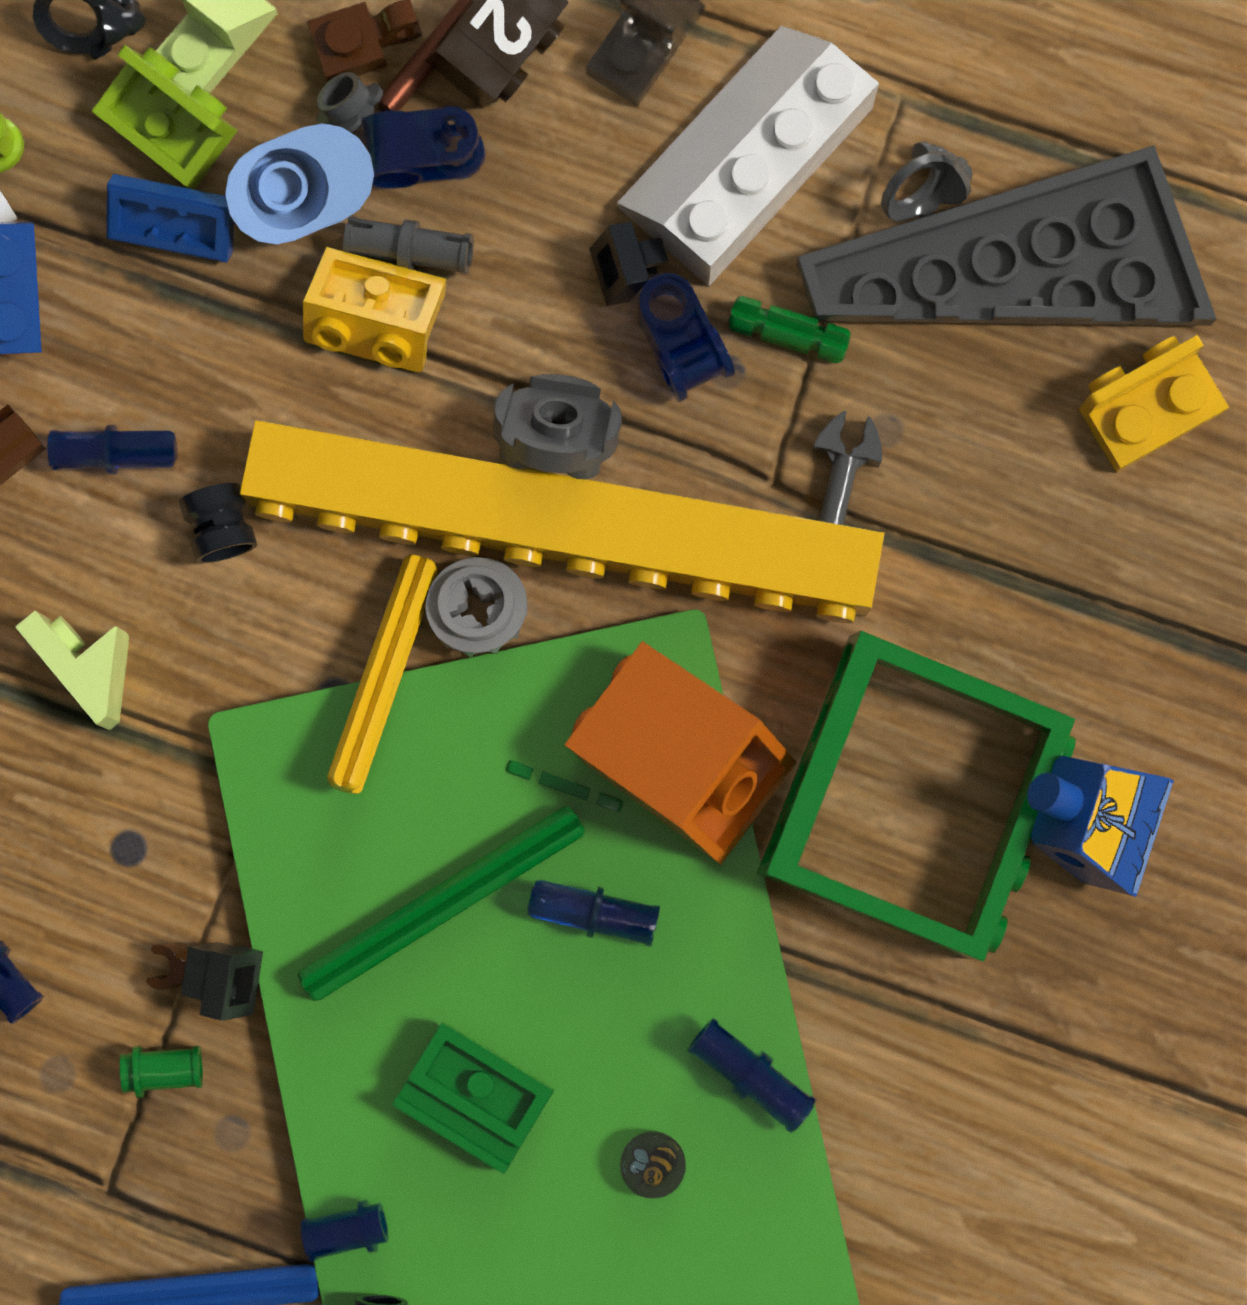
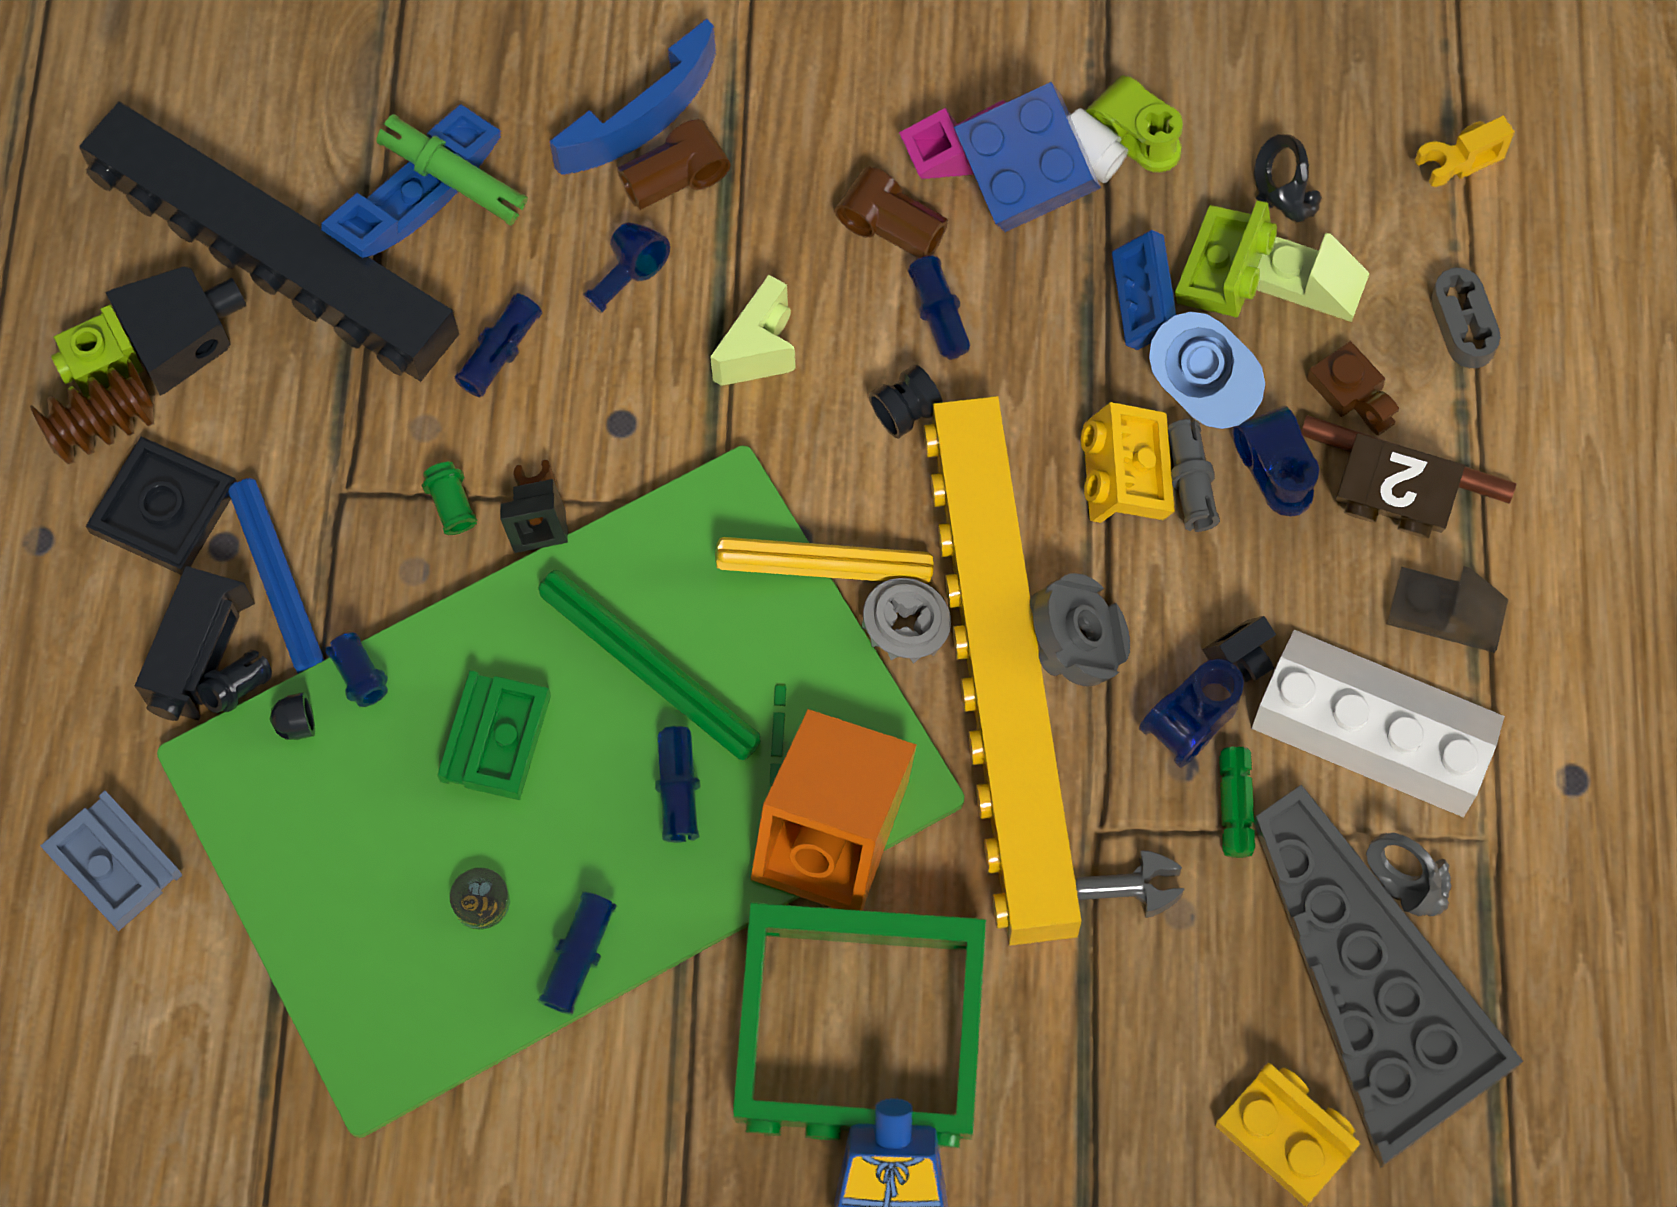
camera: 70 degrees right, 15 degrees down
(347, 101) = (1295, 390): dark grey plate -> none

